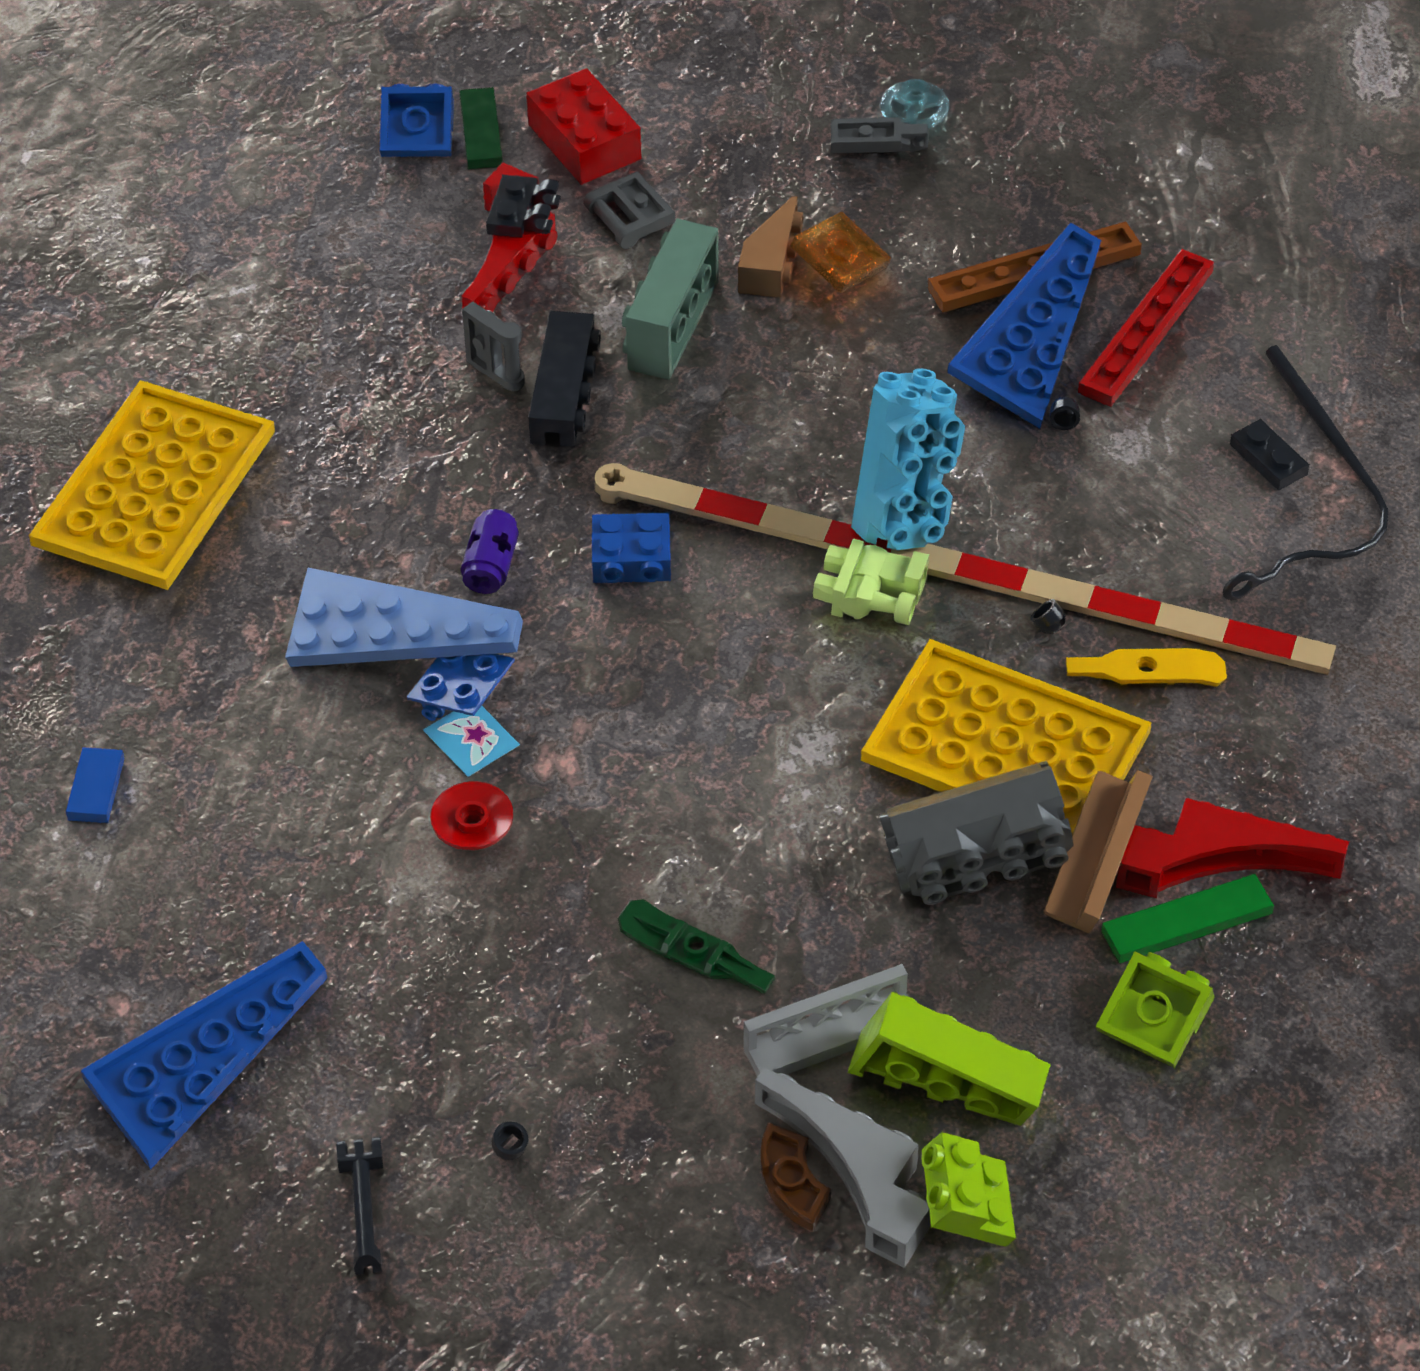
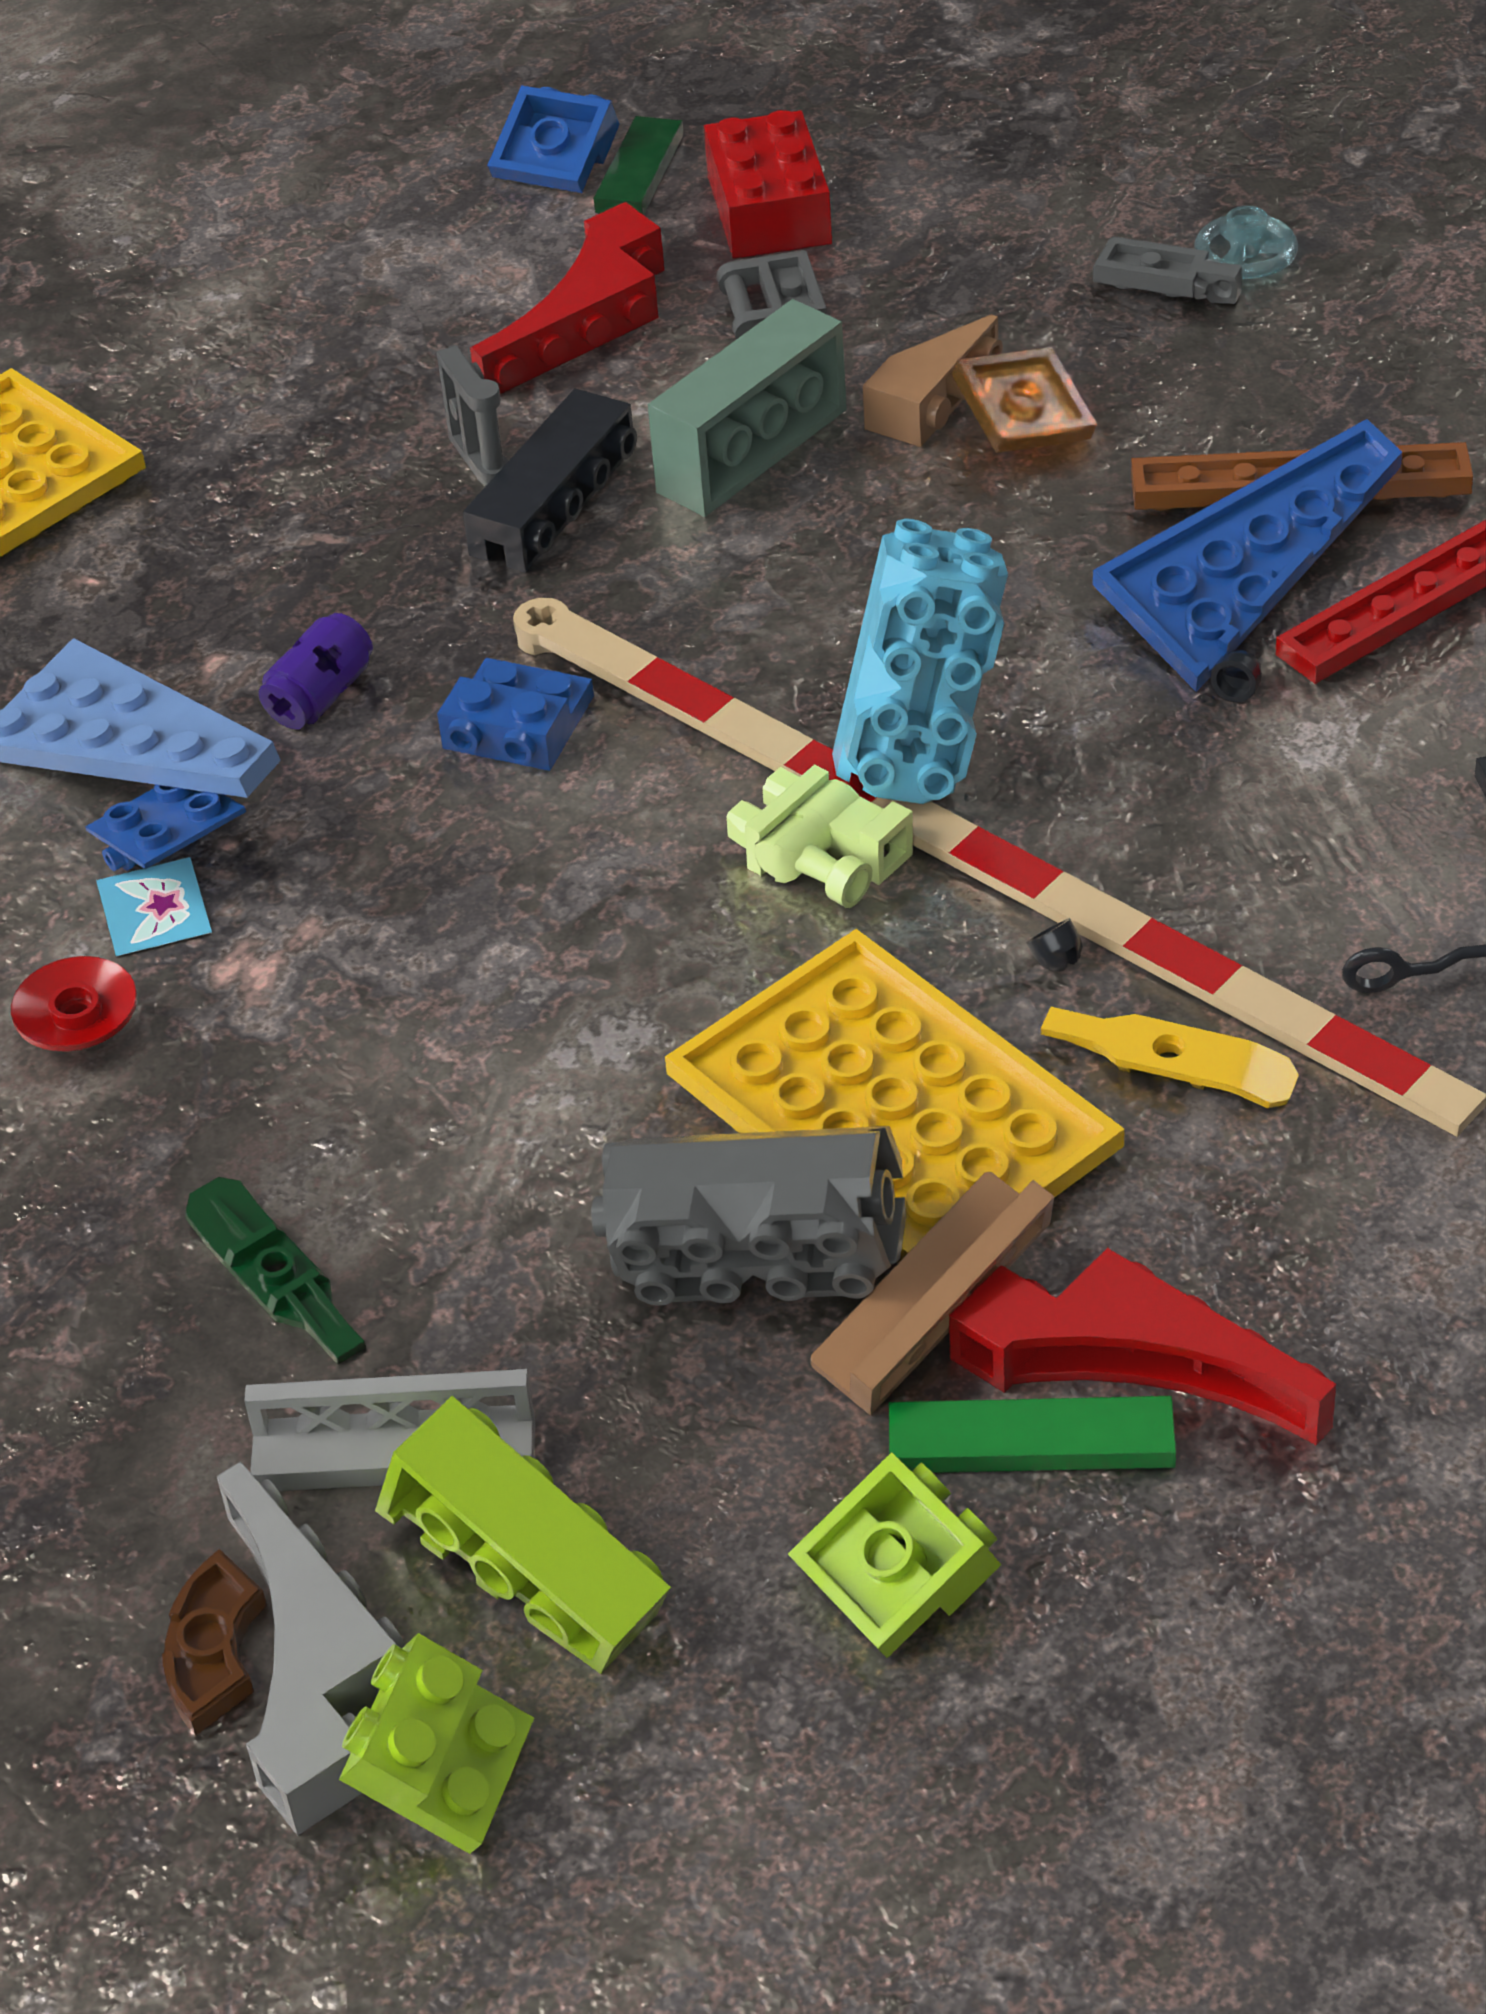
camera: 25 degrees right, 5 degrees down
(522, 206) = (608, 253): black plate -> none

